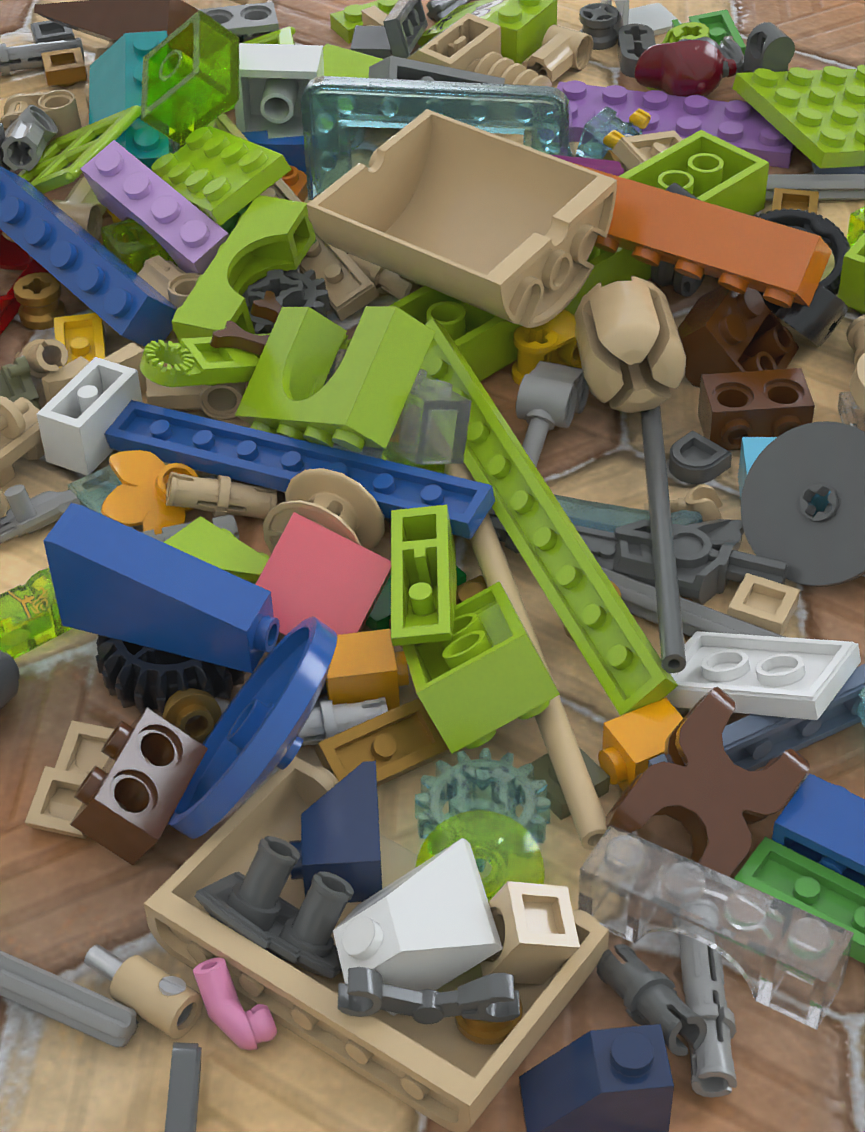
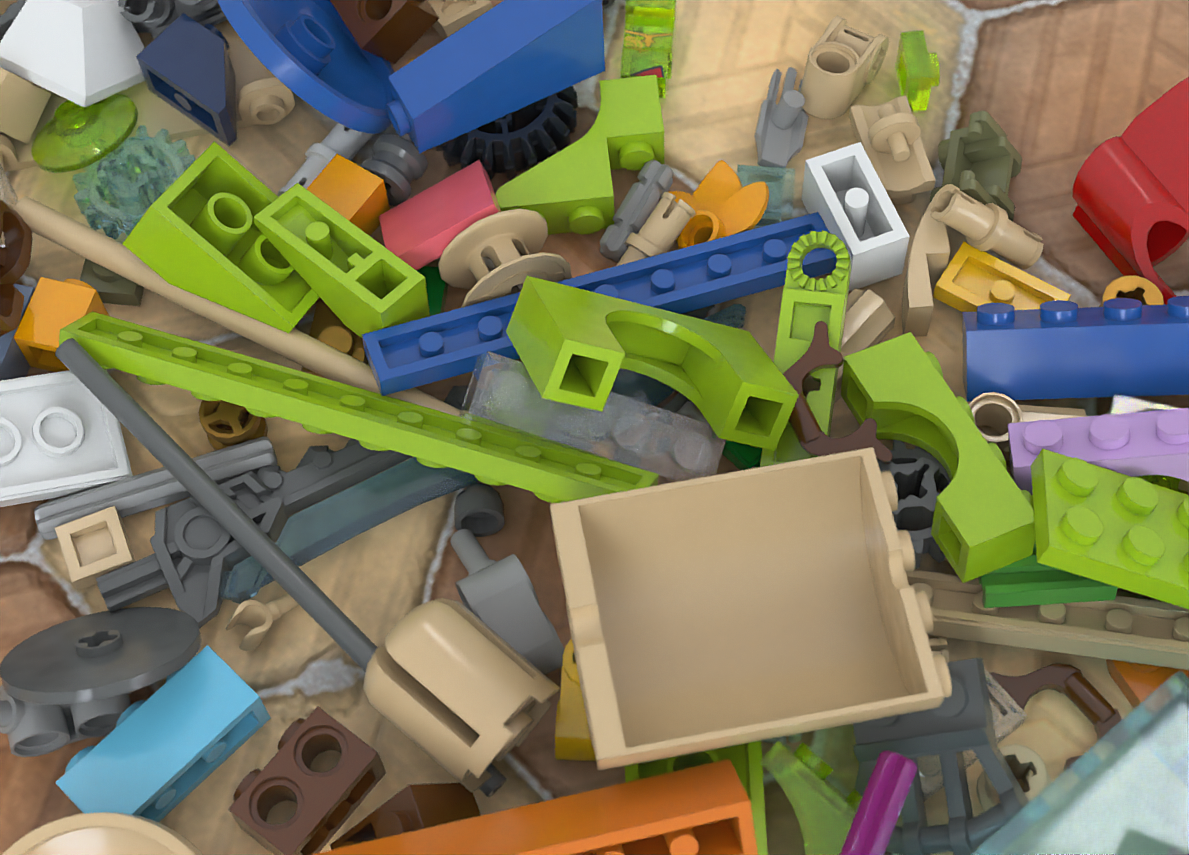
camera: 135 degrees right, 20 degrees up
(395, 740) = (267, 147): pearl gold plate -> none
(697, 459) = (320, 683): dark grey tile -> none

